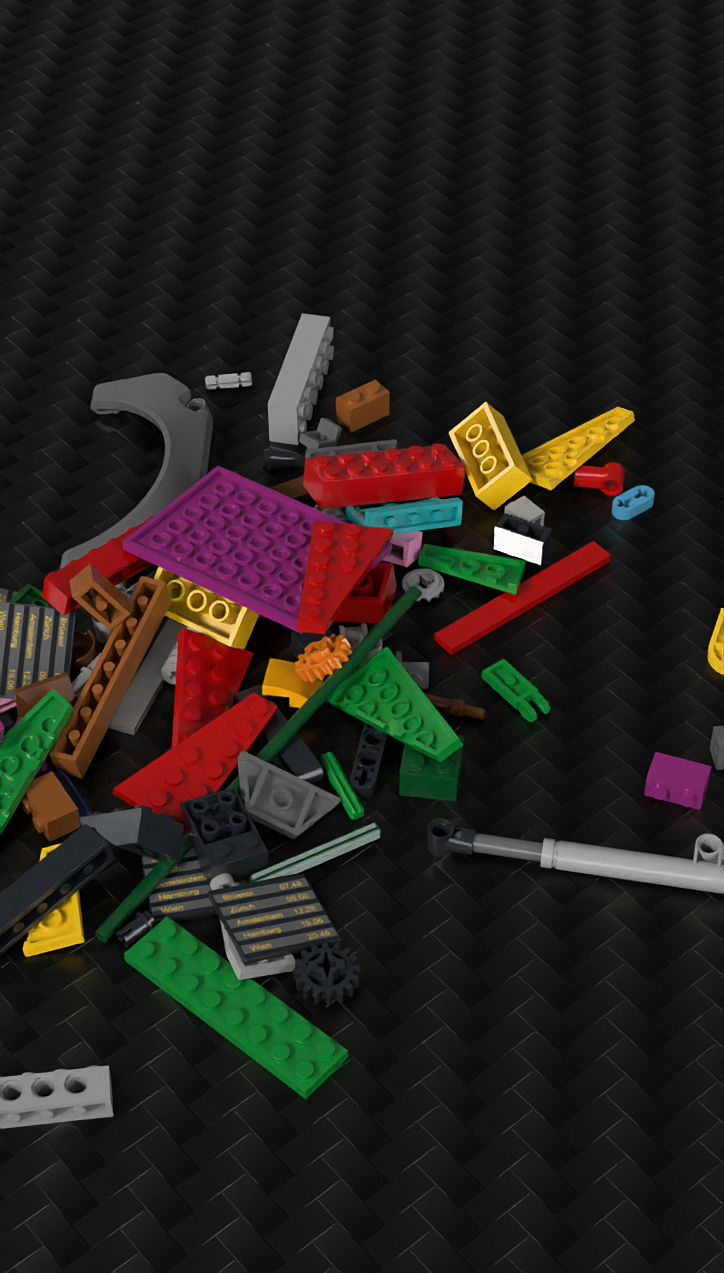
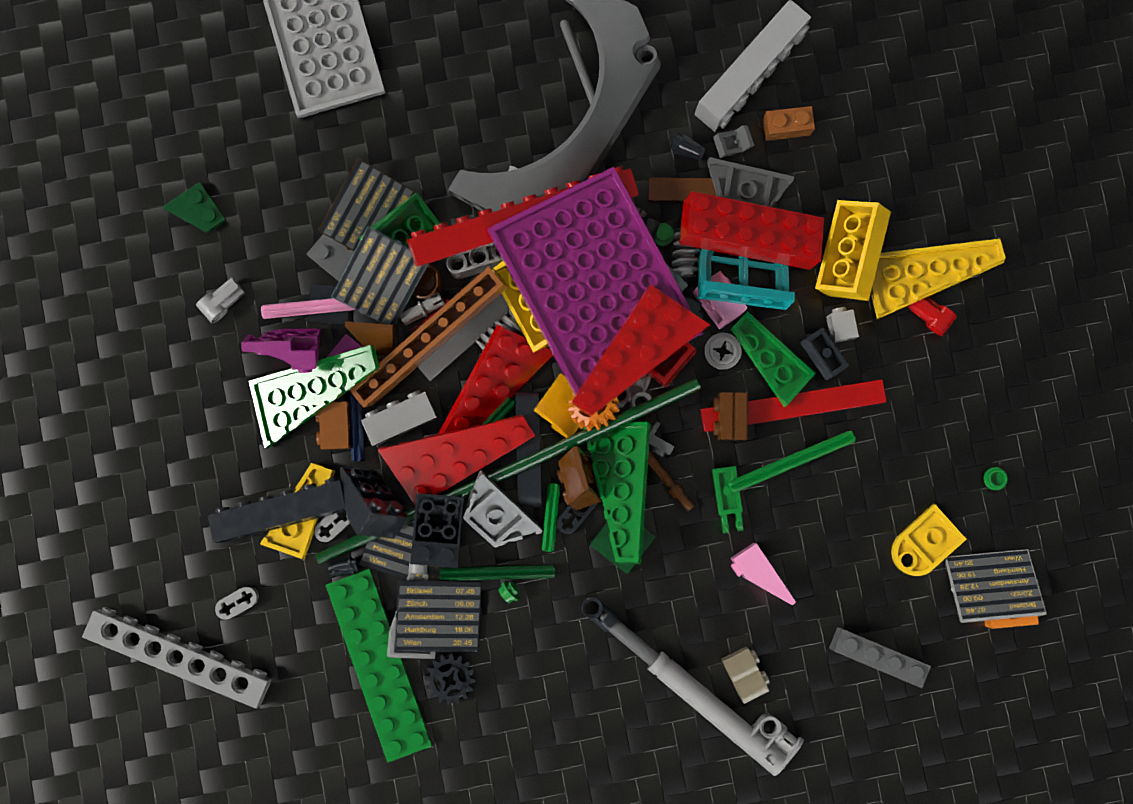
camera: 25 degrees right, 40 degrees up
(28, 1023) = (234, 598): none -> light grey beam
(99, 597) = (442, 279): dark orange brick -> none
(106, 898) = (335, 531): none -> light grey beam
(113, 768) = (399, 418): none -> light grey brick
(130, 443) = (579, 63): none -> dark grey piece
(228, 381) = (697, 24): light grey axle -> none
(340, 865) = (509, 591): none -> green plate
(348, 723) = (579, 479): none -> reddish brown slope
(469, 618) = (732, 416): none -> reddish brown brick
(554, 632) = (791, 461): none -> green axle
(599, 732) = (756, 568): none -> bright pink slope
(633, 502) = (941, 347): dark azure beam -> none
(647, 821) = (745, 674): none -> dark tan brick
(677, 780) = (789, 651): magenta brick -> none

